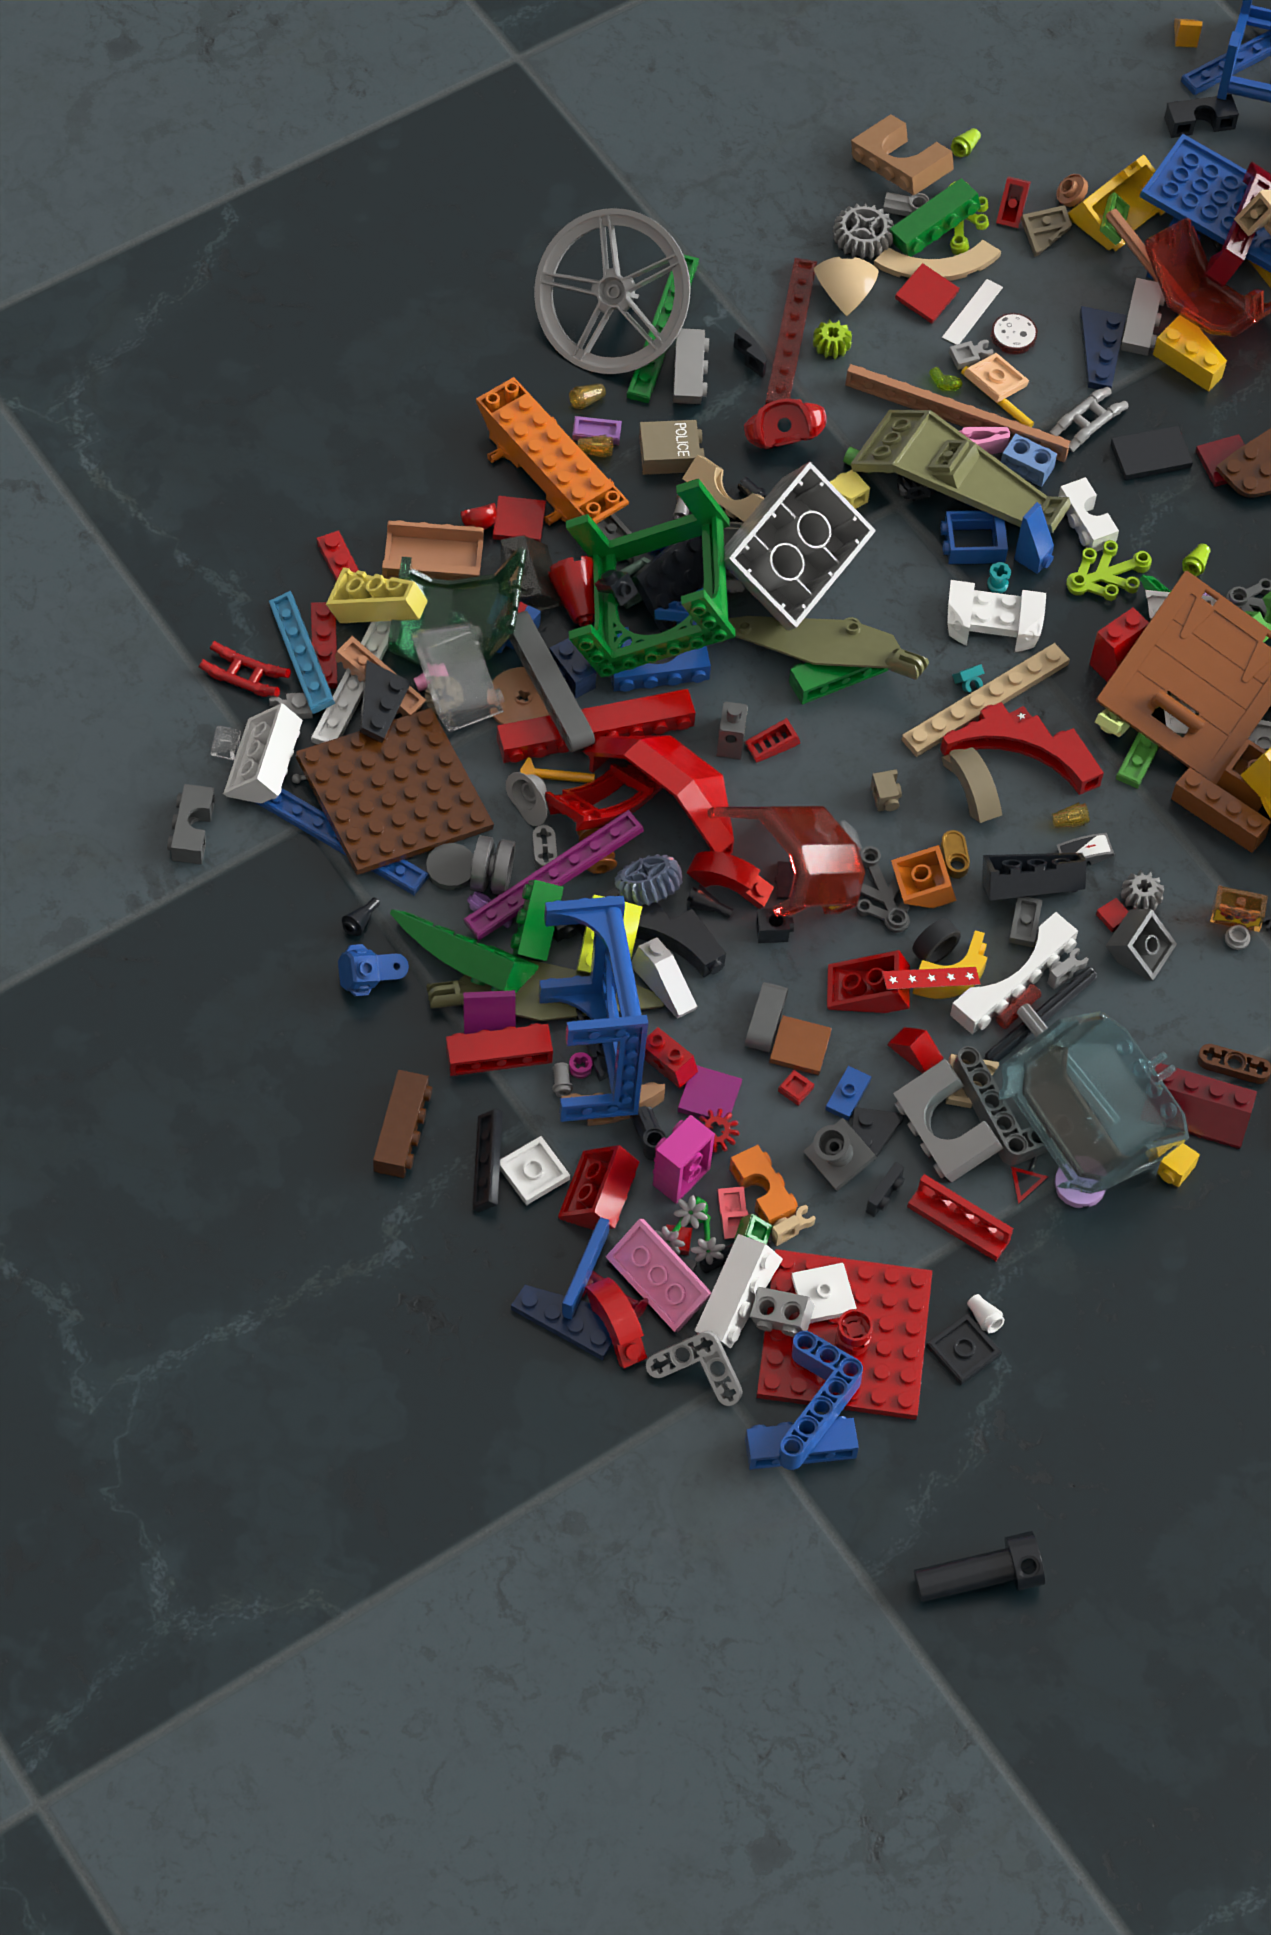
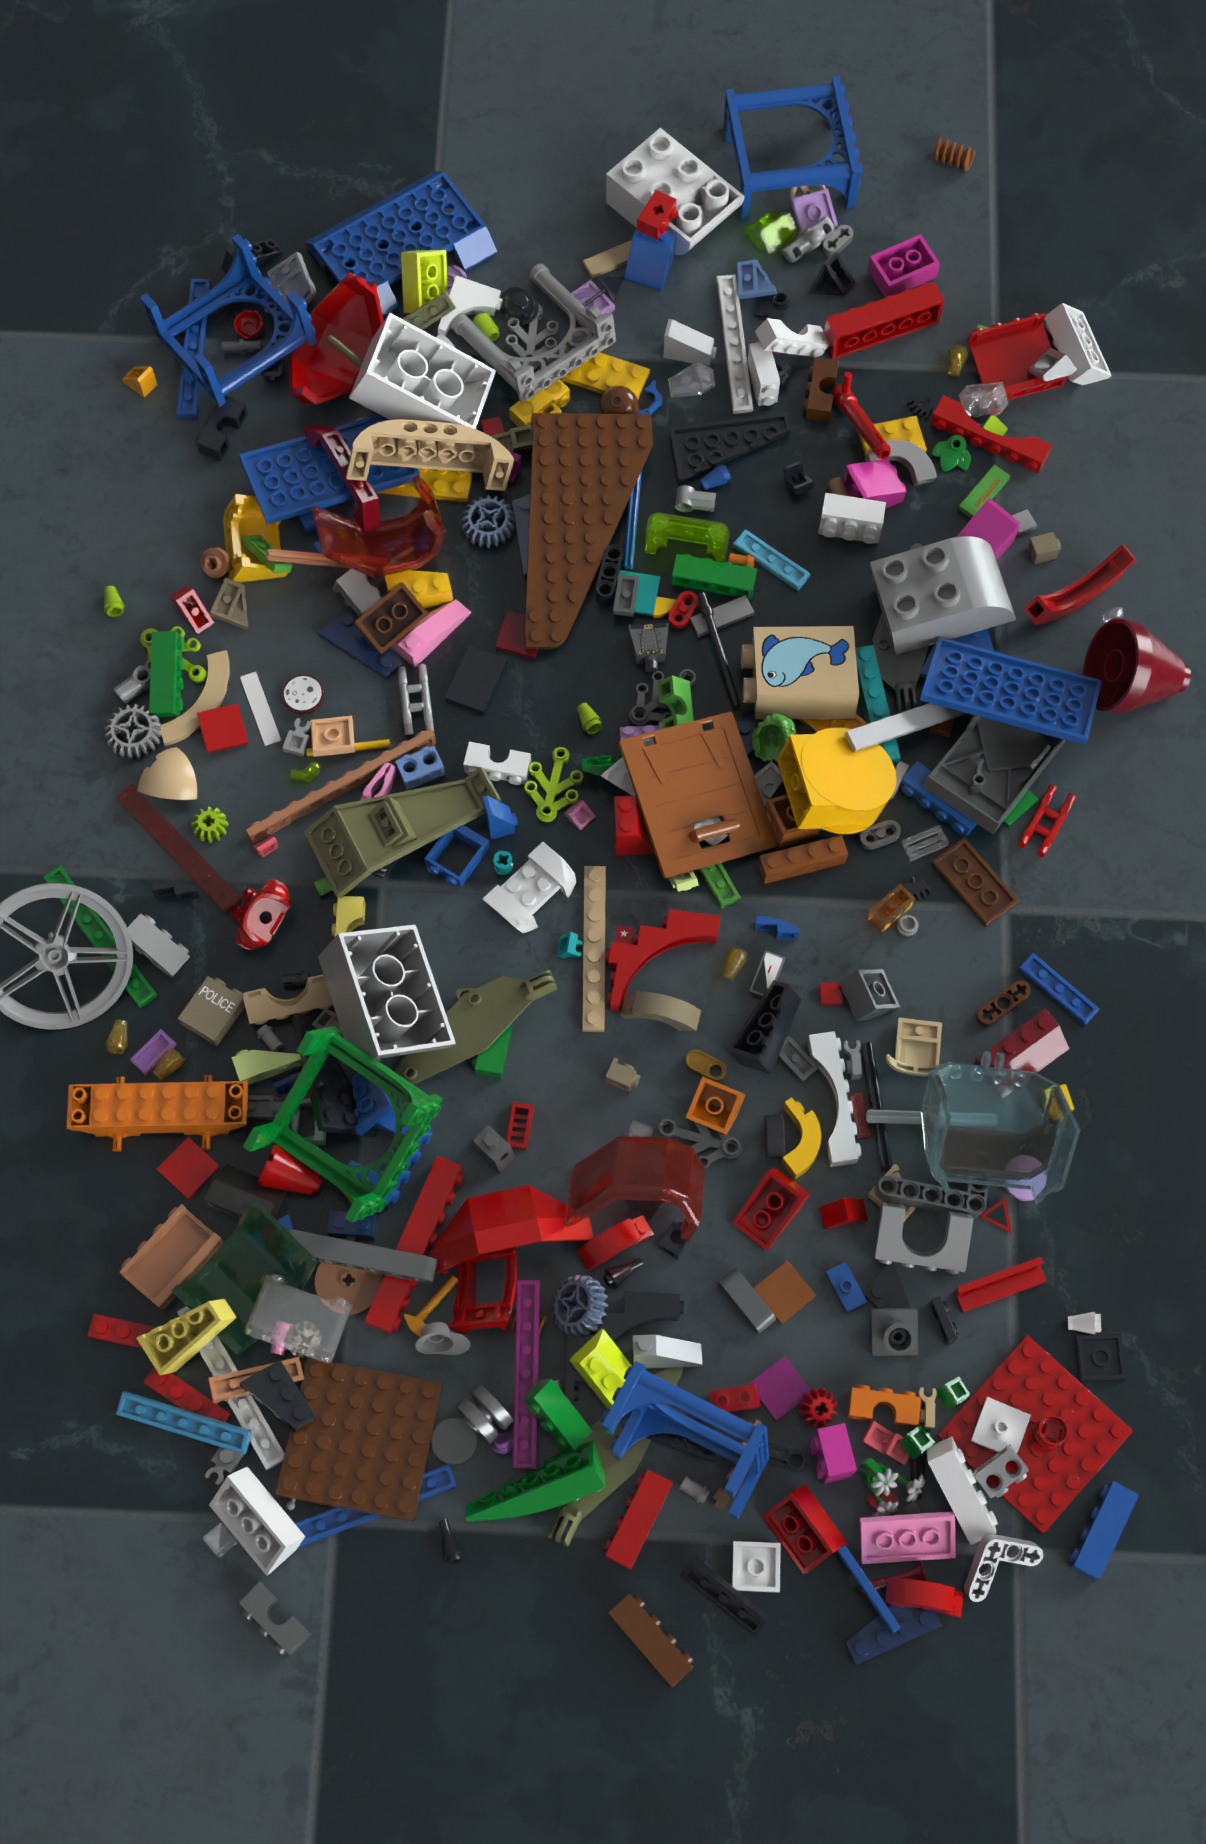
camera: 50 degrees left, 10 degrees up
(237, 660) = (151, 1476): red piece -> none
(363, 969) = (505, 1577): blue piece -> none
(480, 517) = (165, 1197): red hair -> none
(489, 1010) = (608, 1508): magenta tile -> none
(539, 848) = (492, 1354): light grey beam -> none
(579, 1058) = (685, 1462): dark pink bush -> none
(617, 584) = (318, 1146): black bracket -> none
(648, 507) = (260, 1065): none -> yellowish green slope
(796, 1087) = (815, 1321): red tile -> none
(823, 1401) = (1091, 1495): blue beam -> none
(825, 1241) = (953, 1393): none -> green slope
(851, 394) = (266, 846): none -> coral slope
(908, 173) = (114, 663): medium nougat arch -> none
(931, 978) = (806, 1163): red sticker -> none
(1100, 611) = (579, 814): none -> bright pink slope
(1130, 1007) = (916, 1047): none -> tan piece
(1138, 833) = (783, 929): none -> blue slope
(1140, 340) = (390, 618): none -> reddish brown brick
(1142, 891) = (835, 968): light grey gear -> none
(1154, 387) = (430, 632): none -> bright pink wedge

